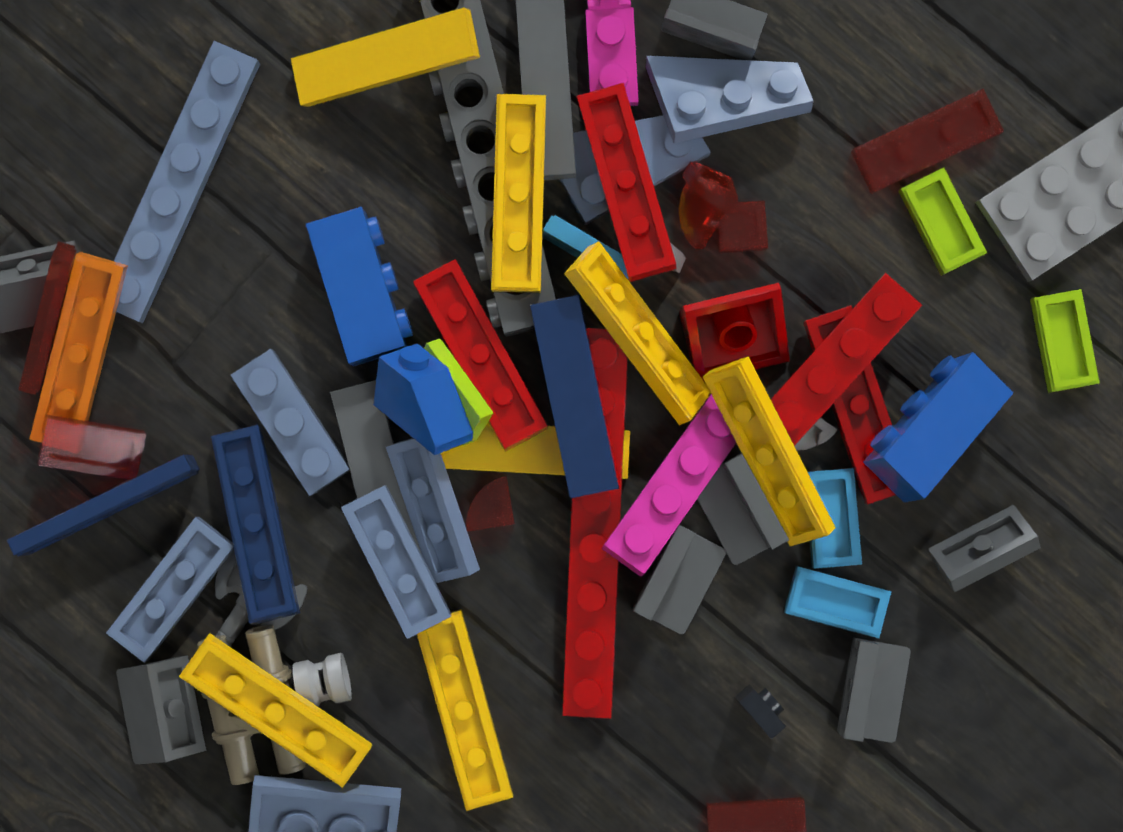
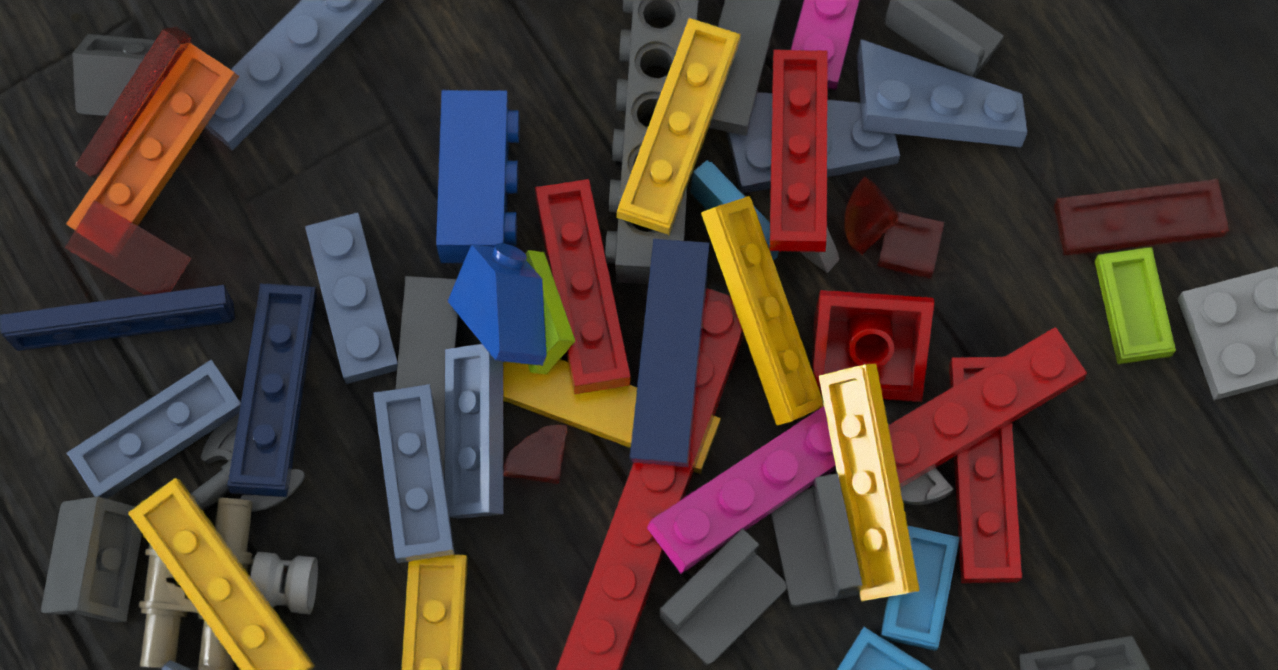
camera: 15 degrees right, 15 degrees down
(711, 185) = (890, 186): clear red tile -> none
(937, 426) = (1066, 512): blue brick -> none
(1064, 341) = (1239, 474): lime tile -> none

